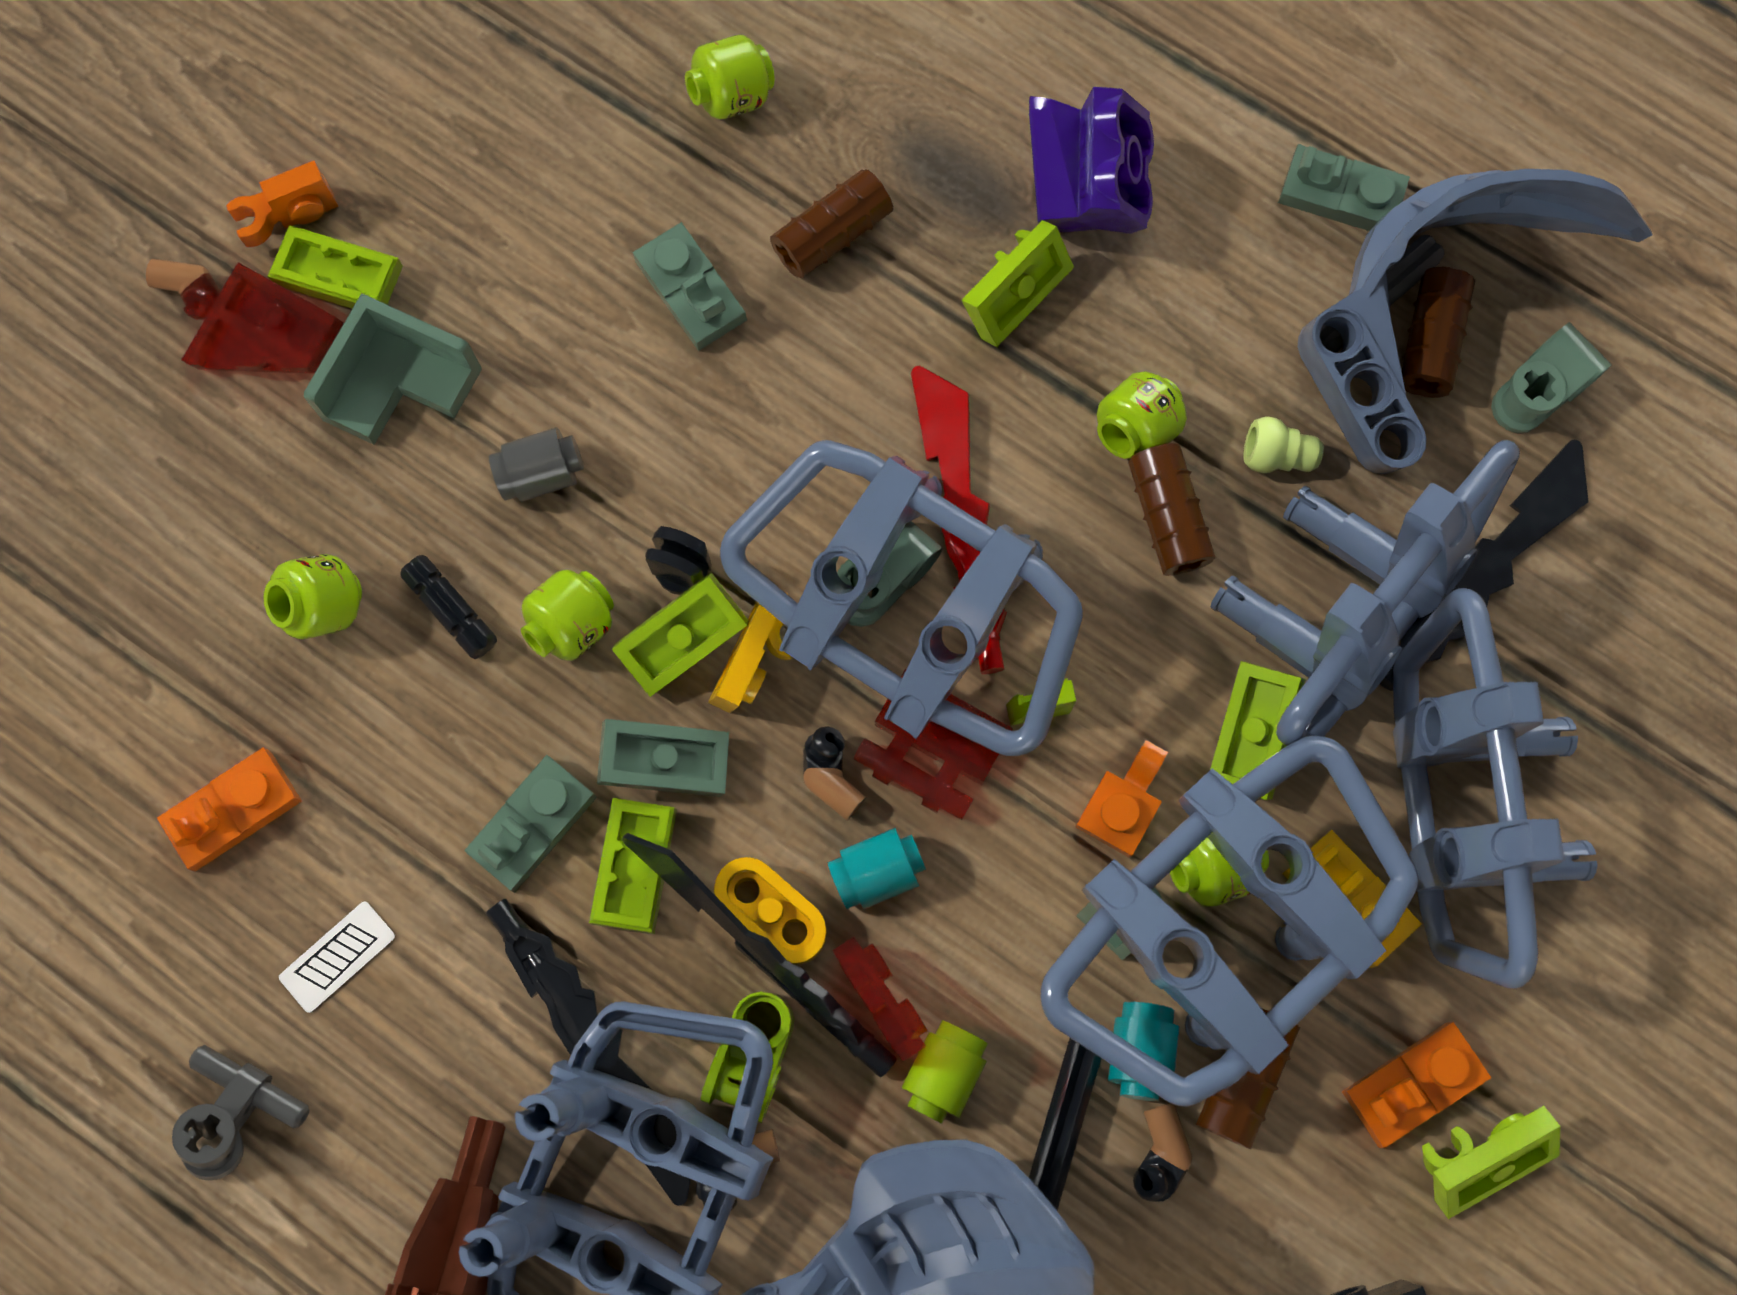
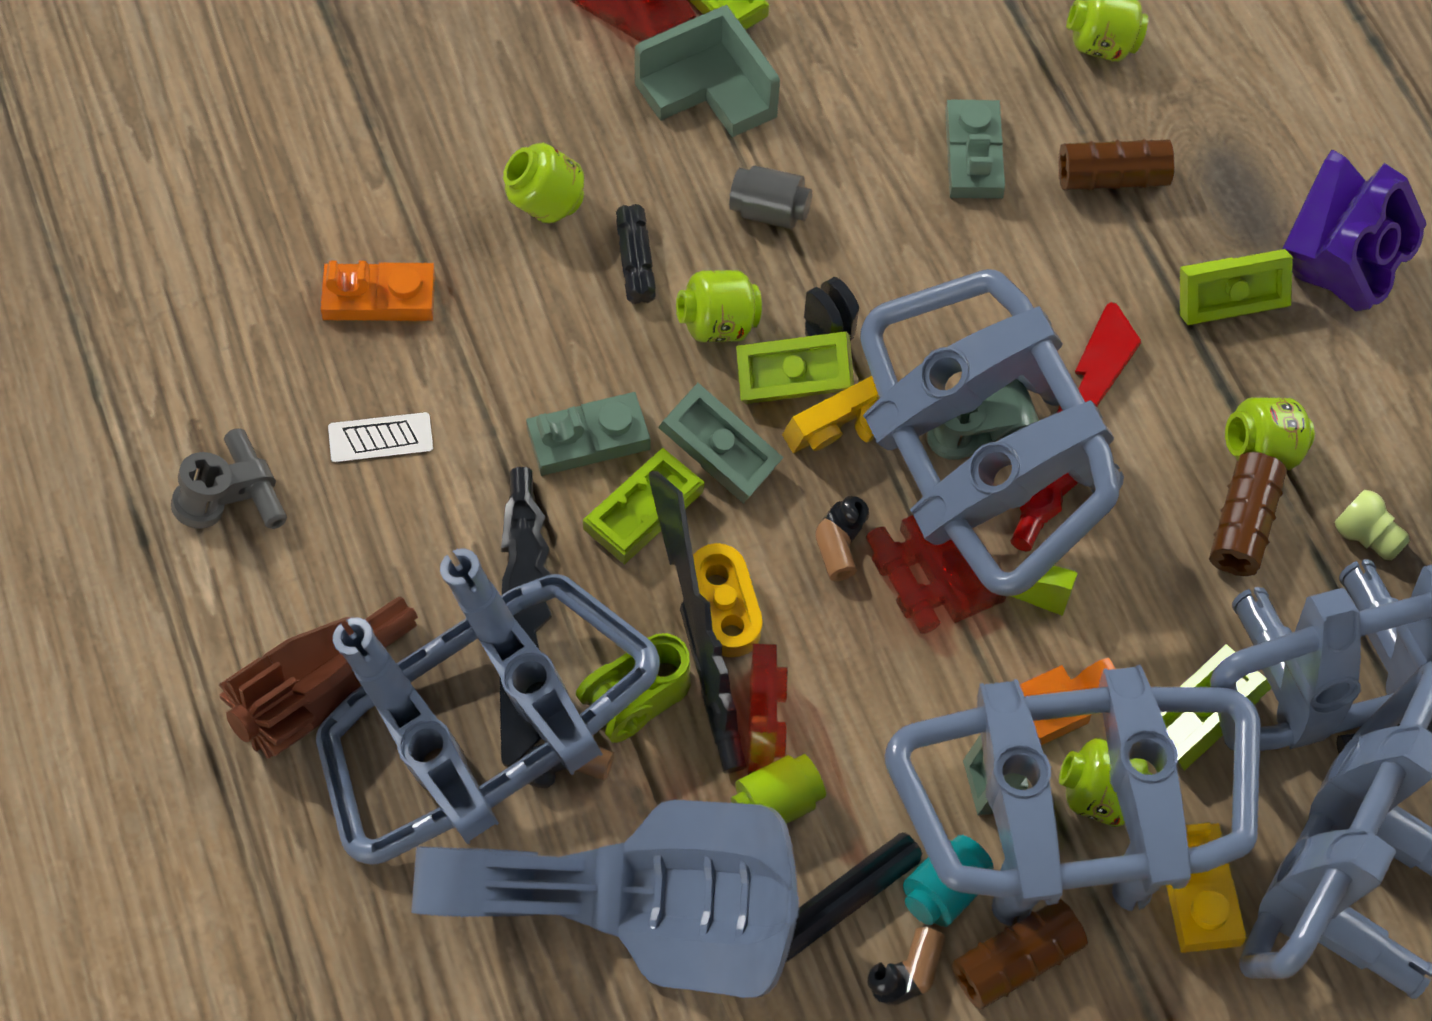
camera: 30 degrees right, 15 degrees down
(876, 869) = (828, 621): teal brick -> none

